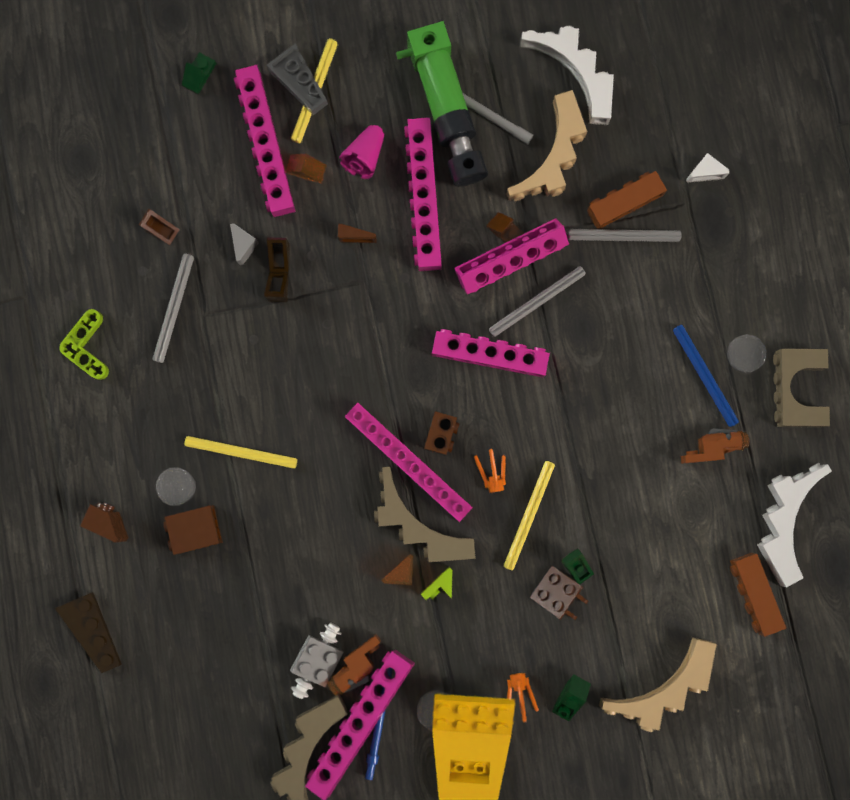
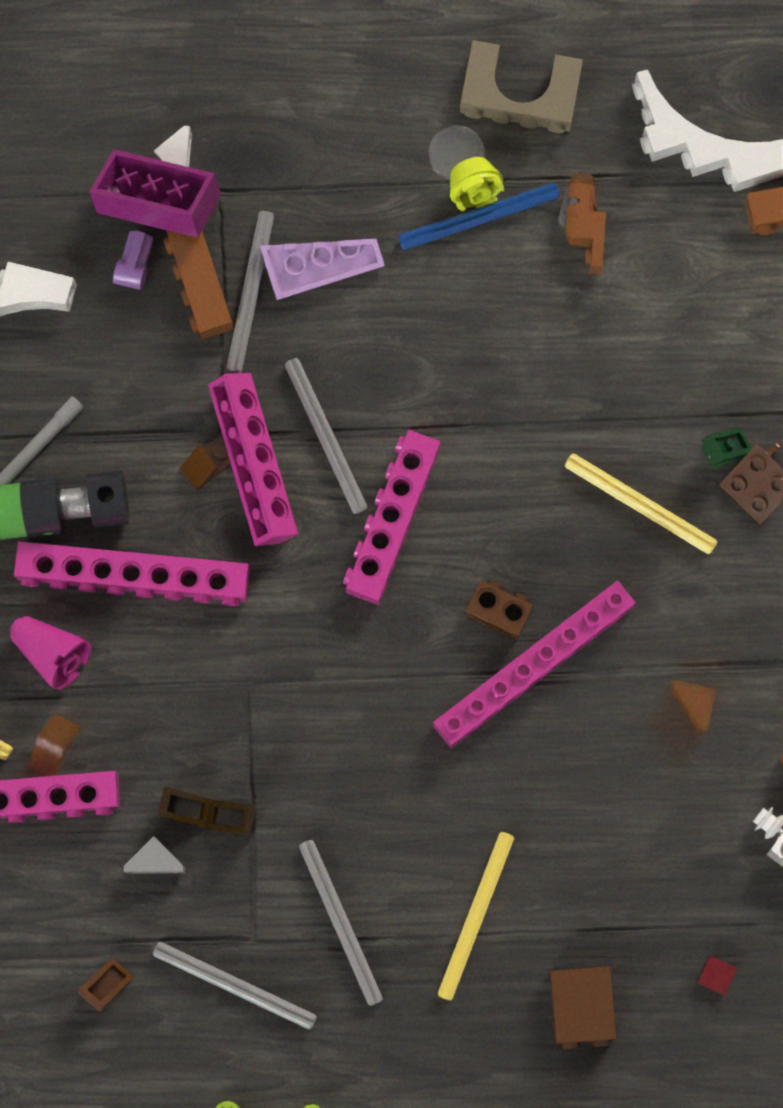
camera: 80 degrees left, 5 degrees down
(175, 486) = (511, 1025): clear tile -> none
(223, 367) = (340, 922): none -> light grey axle
(227, 614) = (717, 975): none -> dark red tile
(350, 234) = (173, 690): reddish brown slope -> none
(438, 547) = (606, 696): dark tan arch -> none
(443, 581) = (716, 643): lime slope -> none
(494, 484) = (584, 542): orange plant -> none
(569, 129) = (72, 342): tan arch -> none
(625, 156) = (132, 268): none -> medium lavender piece
(649, 269) = (312, 265): none -> lavender wing
(678, 158) = (155, 193): none -> magenta brick
(727, 368) = (475, 183): none -> neon yellow cone

